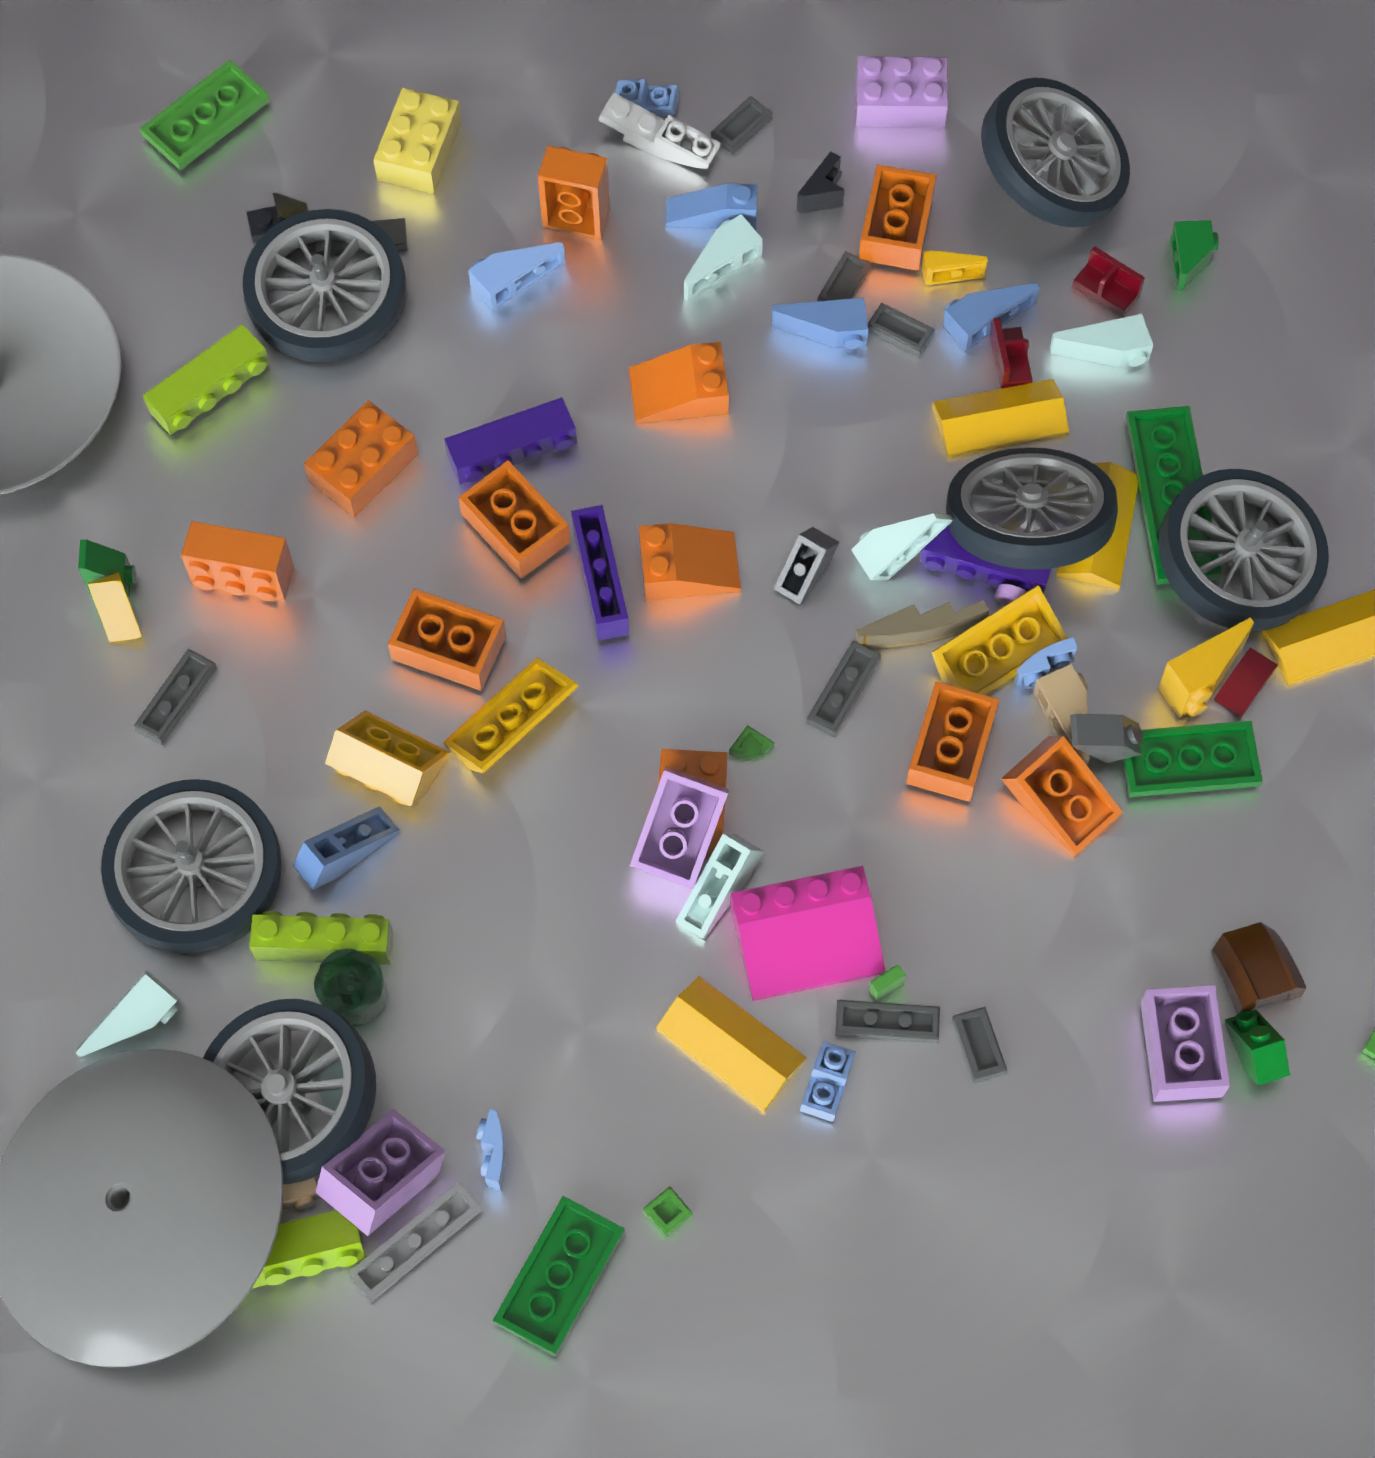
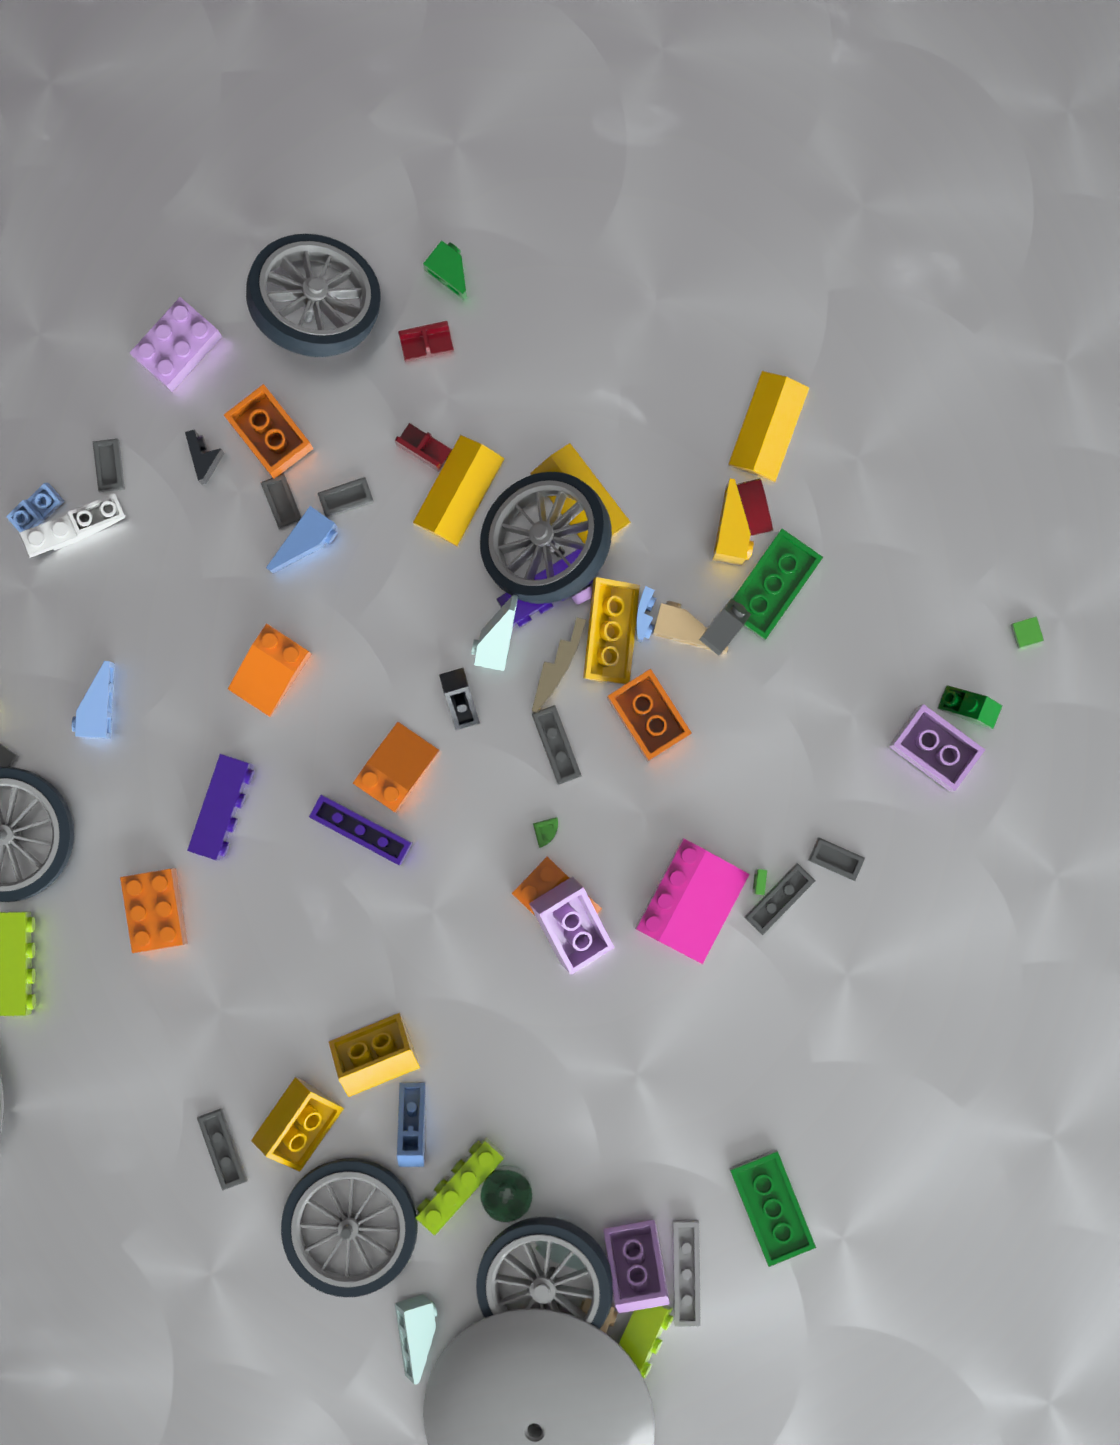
camera: 55 degrees left, 20 degrees up
(101, 561) = (102, 1130): green slope -> none
(114, 608) = (134, 1144): yellow slope -> none
(237, 561) = (167, 1047): orange brick -> none
(257, 742) = (296, 1125): none -> yellow slope
(447, 639) = (327, 959): orange brick -> none
(492, 1142) = (664, 1182): light blue slope -> none
(509, 715) = (408, 959): yellow slope -> none
(514, 519) = (279, 852): orange brick -> none
(574, 192) = (78, 624): orange brick -> none
(667, 1211) = (785, 1116): bright green tile -> none
(712, 206) = (158, 539): medium blue slope -> none
(723, 874) = (619, 925): light aqua slope -> none
(728, 250) = (198, 556): light aqua slope -> none
(731, 1043) = (718, 998): yellow slope -> none
(827, 1081) = (786, 963): light blue slope -> none
(949, 267) = (328, 431): yellow slope -> none
(972, 316) = (379, 442): medium blue slope -> none
(1062, 793) = (732, 679): orange slope -> none
(1108, 343) = (468, 379): light aqua slope -> none
(1165, 464) = (600, 436): green plate -> none
(1243, 549) = (675, 432): wheel -> none
(1257, 967) = (925, 663): reddish brown slope -> none

